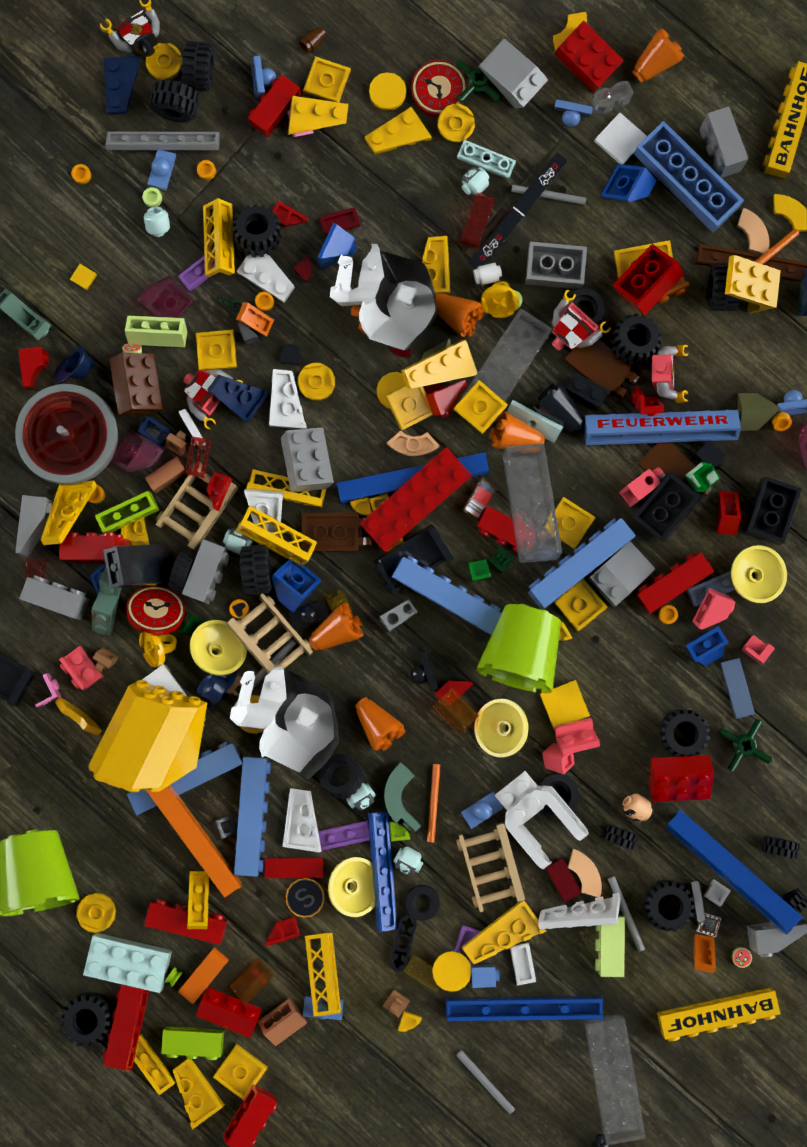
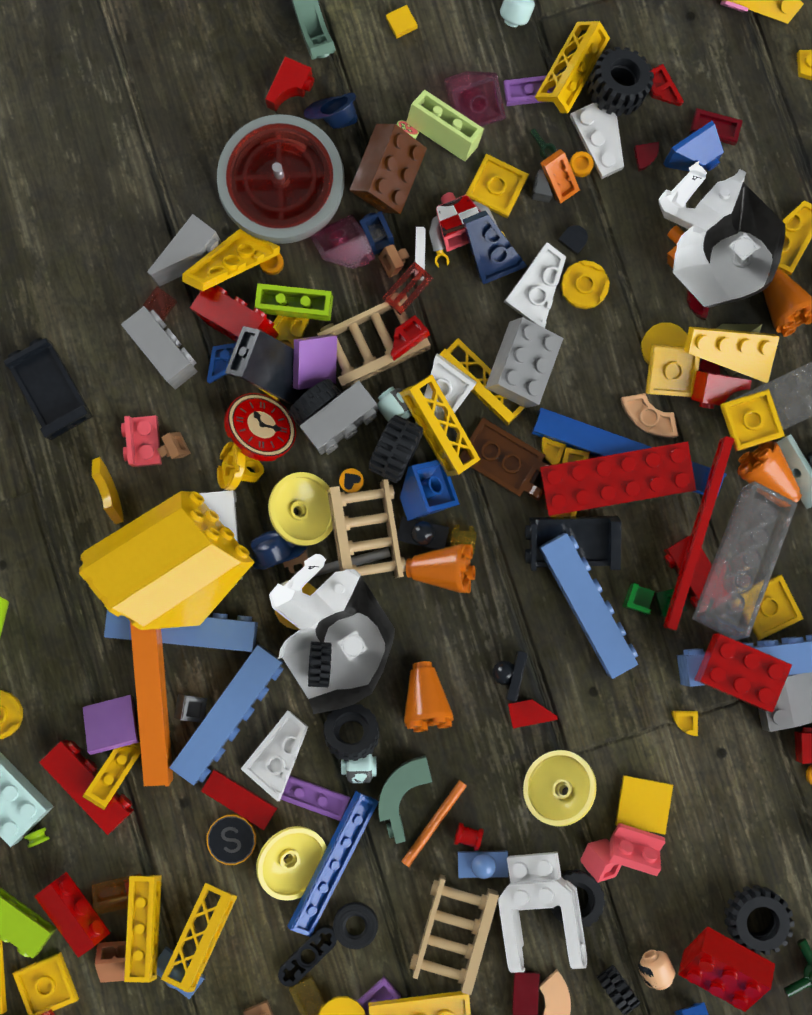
camera: 35 degrees right, 0 degrees up
(53, 687) = (100, 444): bright pink bracket -> none
(105, 606) = (208, 390): sand green arch -> none
(165, 543) = (314, 360): none -> medium lavender tile
(166, 475) = (360, 287): nougat brick -> none
(176, 871) = (110, 724): none -> medium lavender tile
(189, 624) = (288, 464): dark green tile -> none
(203, 975) = (69, 856): orange beam -> none
(281, 991) = (143, 928): none -> yellow fence
(283, 931) = (185, 861): red tile -> none
(292, 744) = (319, 664): none -> black tyre
(397, 615) = (519, 593): light grey leg -> none
(398, 832) = (376, 831): lime tile -> none
(408, 861) = (367, 870): light aqua head -> none
(455, 711) = (520, 738): clear orange panel -> none
(461, 797) = (468, 836): none -> red bush
(479, 499) = (681, 523): slope -> none
(490, 504) = (698, 533): none -> red tile
(523, 649) = (638, 717): lime cone -> none
(572, 577) = (743, 672): none -> red brick
(580, 604) = (725, 712): yellow tile -> none

